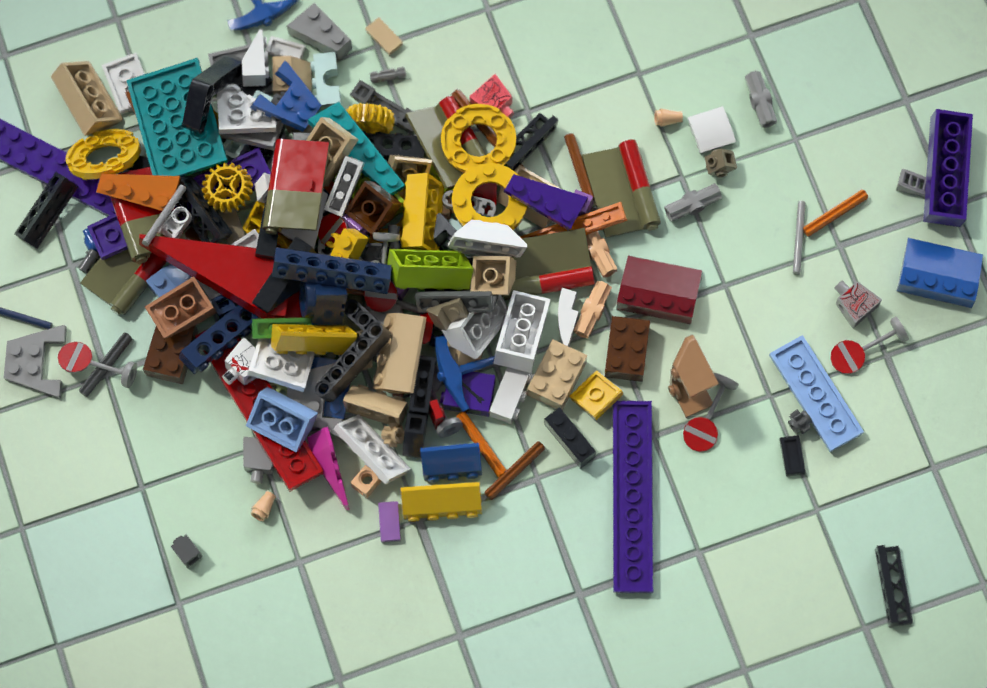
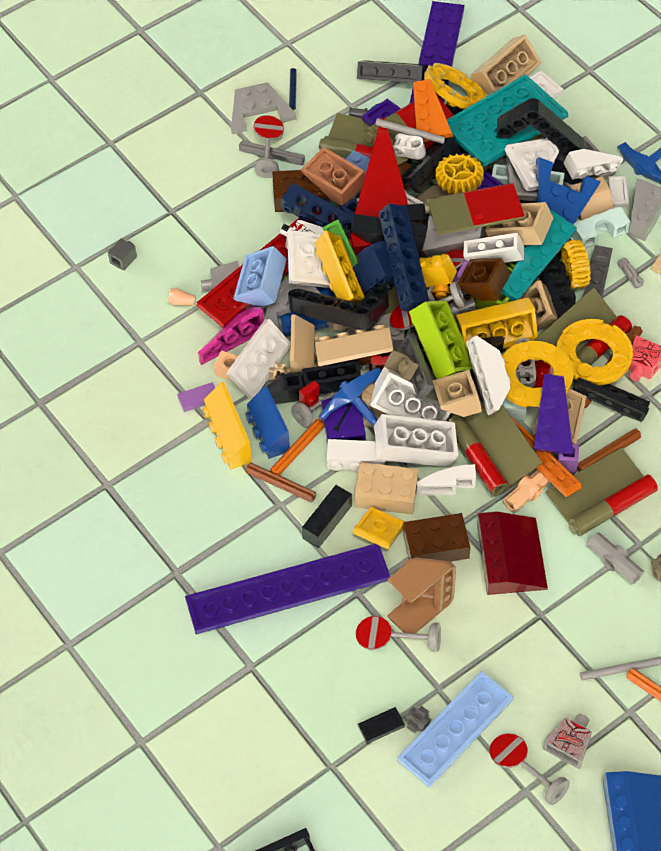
camera: 70 degrees right, 15 degrees down
(368, 252) = (441, 291): none -> light orange plate
(592, 309) = (466, 500): light nougat piece -> none

